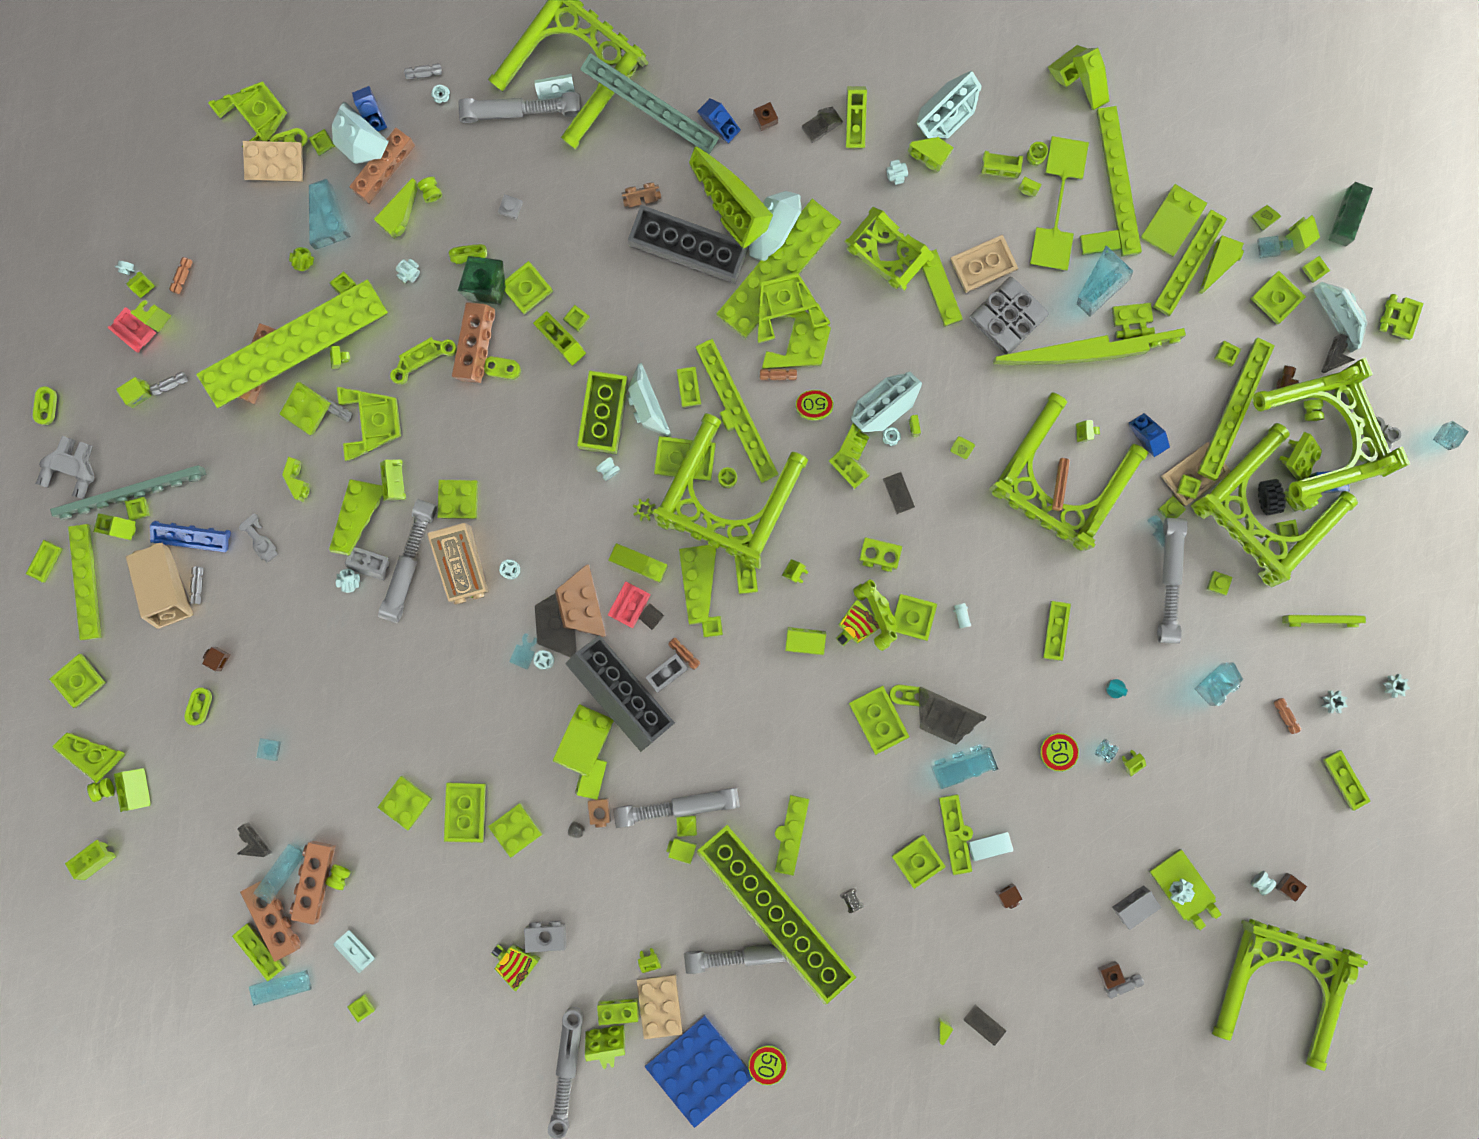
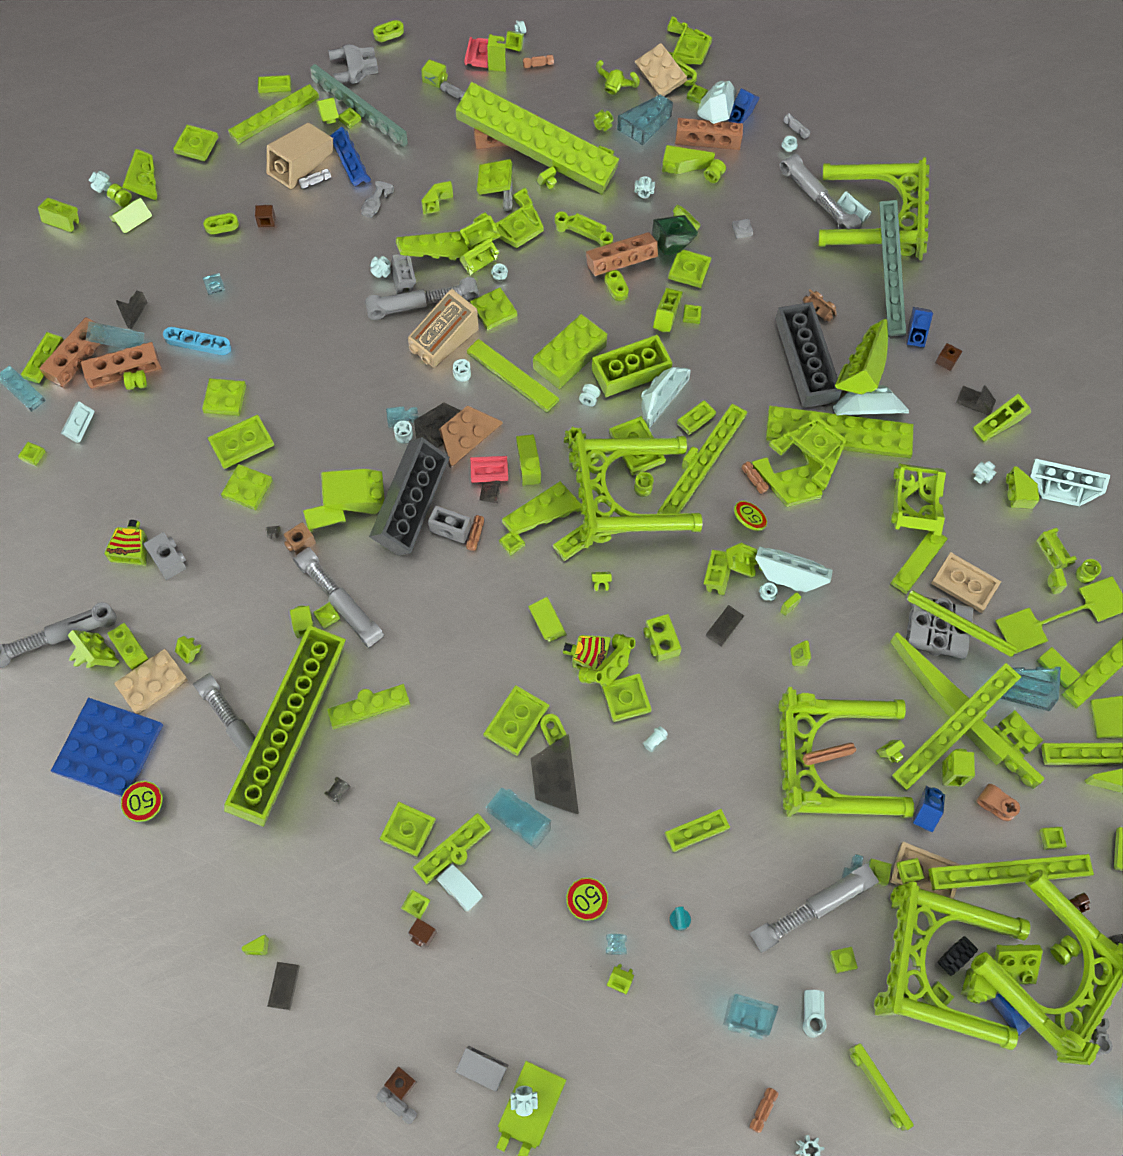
camera: 55 degrees right, 20 degrees down
(72, 801) = (100, 181): none -> light aqua gear
(256, 214) = (616, 79): none -> lime piece
(325, 797) = (198, 338): none -> medium azure beam
(368, 463) = (480, 232): none -> lime hinge
(415, 469) = (499, 271): none -> light aqua plate
(542, 525) = (513, 375): none -> lime tile
(551, 458) = (569, 351): none -> lime brick
(982, 888) = (415, 904): none -> lime tile
(1022, 299) = (962, 623): none -> lime axle
(1103, 367) = (956, 726): none -> lime plate
(1135, 390) = (958, 768): none -> lime brick
(1175, 377) = (997, 801): none -> nougat piece
(1243, 632) = (814, 1011): none -> light aqua piece

